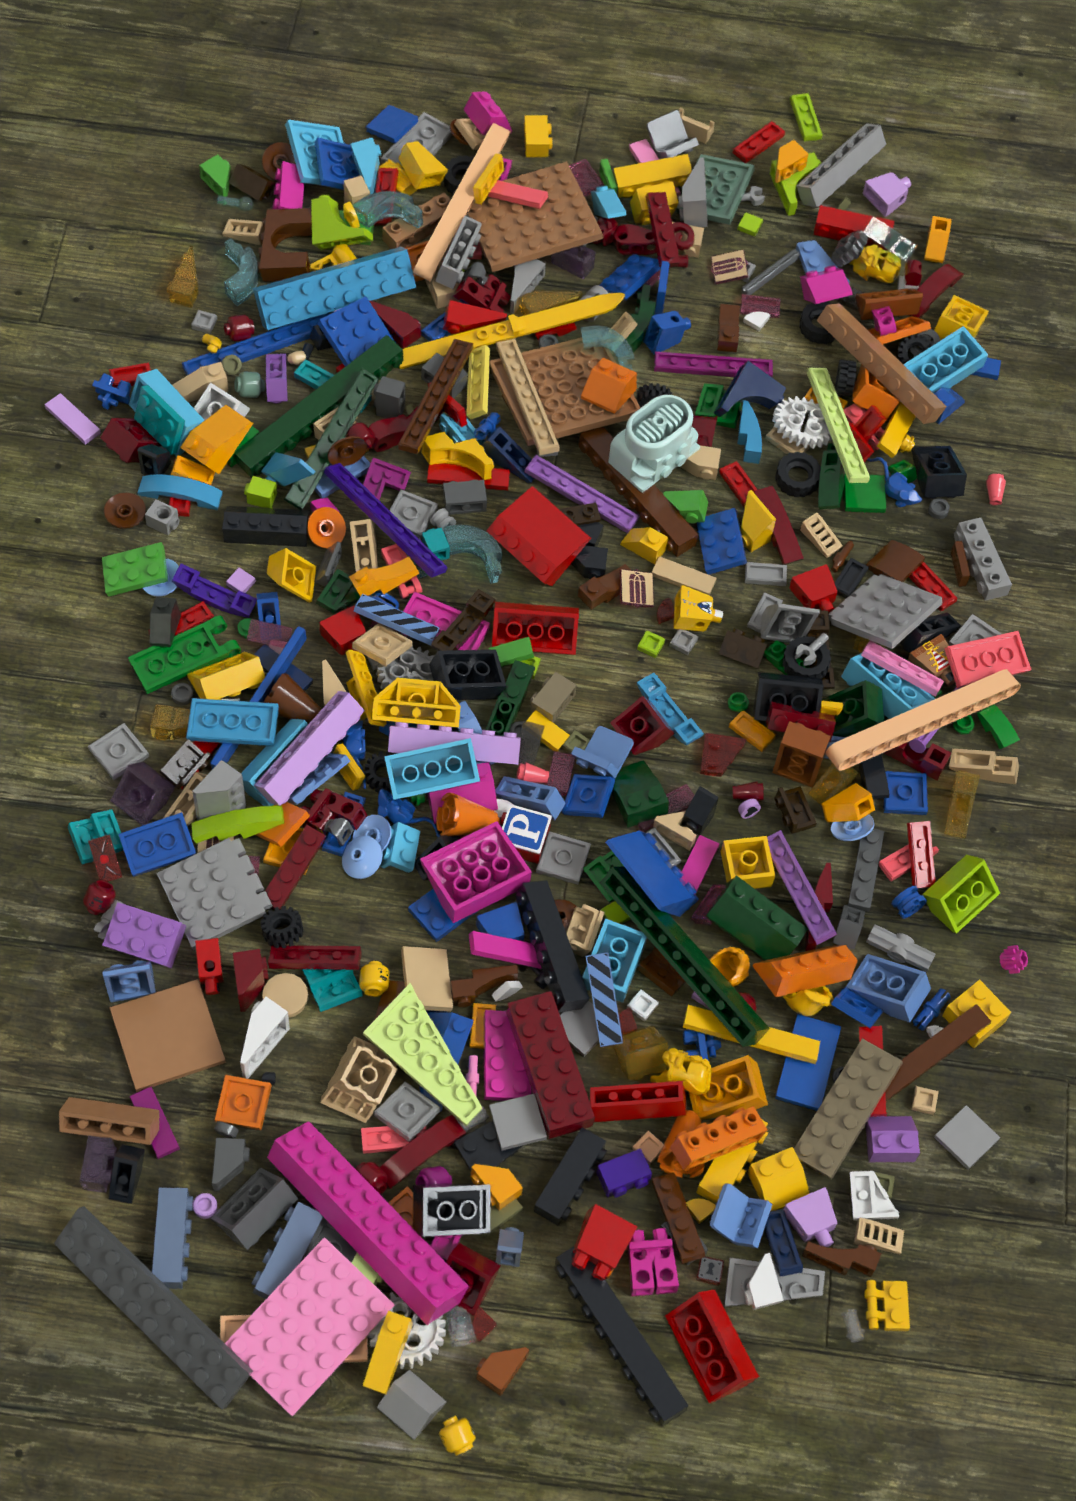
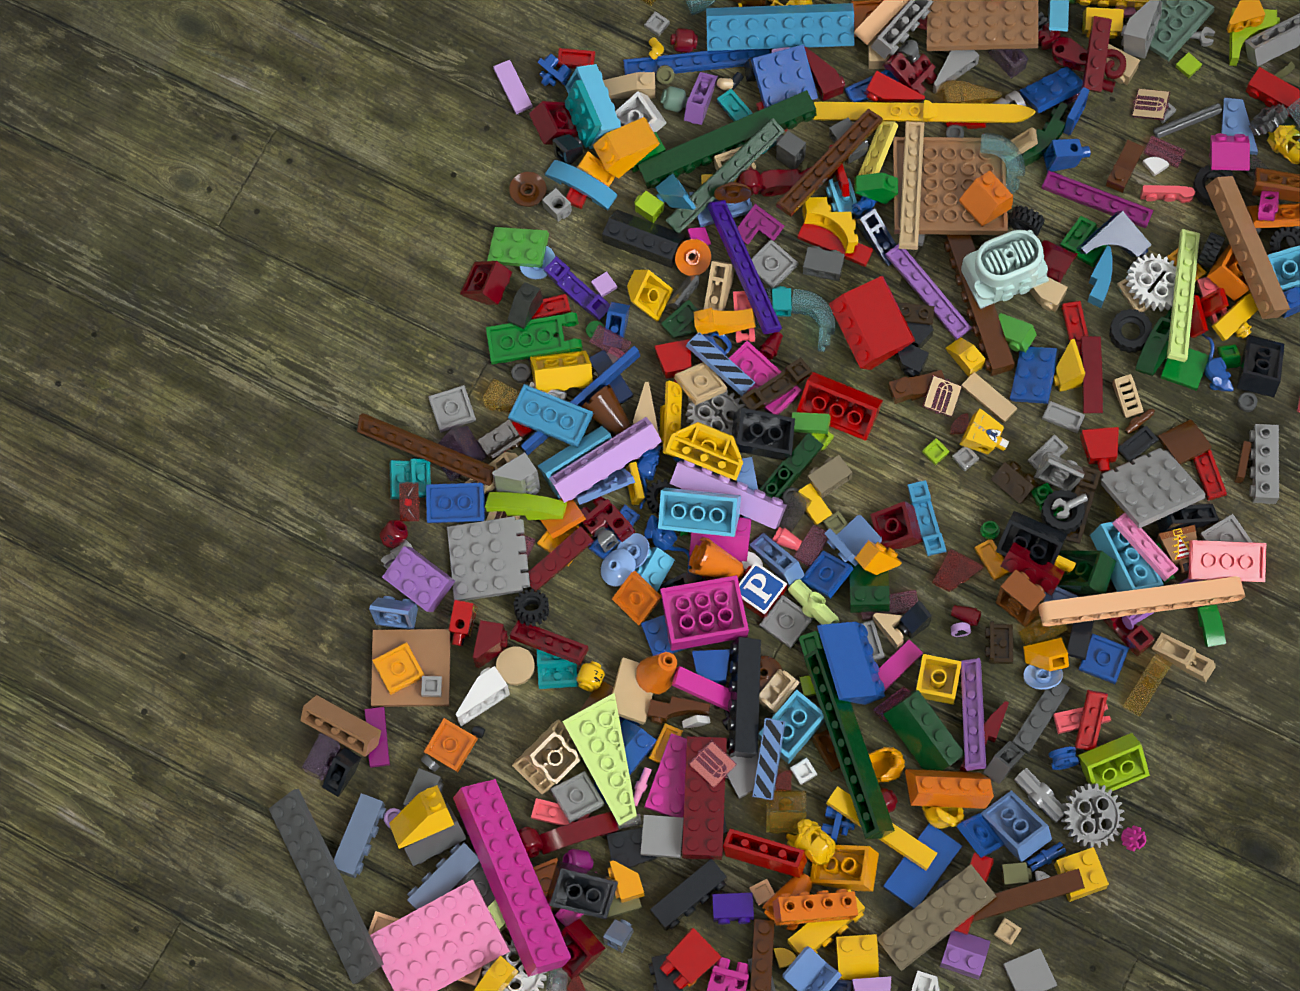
camera: 30 degrees right, 10 degrees up
(105, 797) = (425, 449): none -> reddish brown tile
(112, 613) = (486, 282): none -> dark red slope
(154, 1038) = (398, 668): none -> light orange tile
(199, 1045) = (431, 686): none -> light grey plate
(240, 1189) = (421, 818): none -> yellow slope
(395, 880) = (636, 598): none -> orange plate
(441, 589) = (771, 345): none -> dark red cone
(442, 519) = (796, 280): light grey wheel -> none
(448, 948) = (656, 672): none -> orange cone
(493, 406) = (876, 186): none -> green slope
(547, 1022) = (712, 763): none -> clear pink piece
(584, 828) = (812, 603): none -> yellowish green piece
(636, 760) = (877, 558): none -> light orange slope
(779, 340) = (1167, 193): none -> coral hinge
(908, 1037) = (1015, 874): none -> olive brick
(963, 950) = (1076, 818): none -> light grey gear
(964, 725) = (1182, 615): green plate -> none

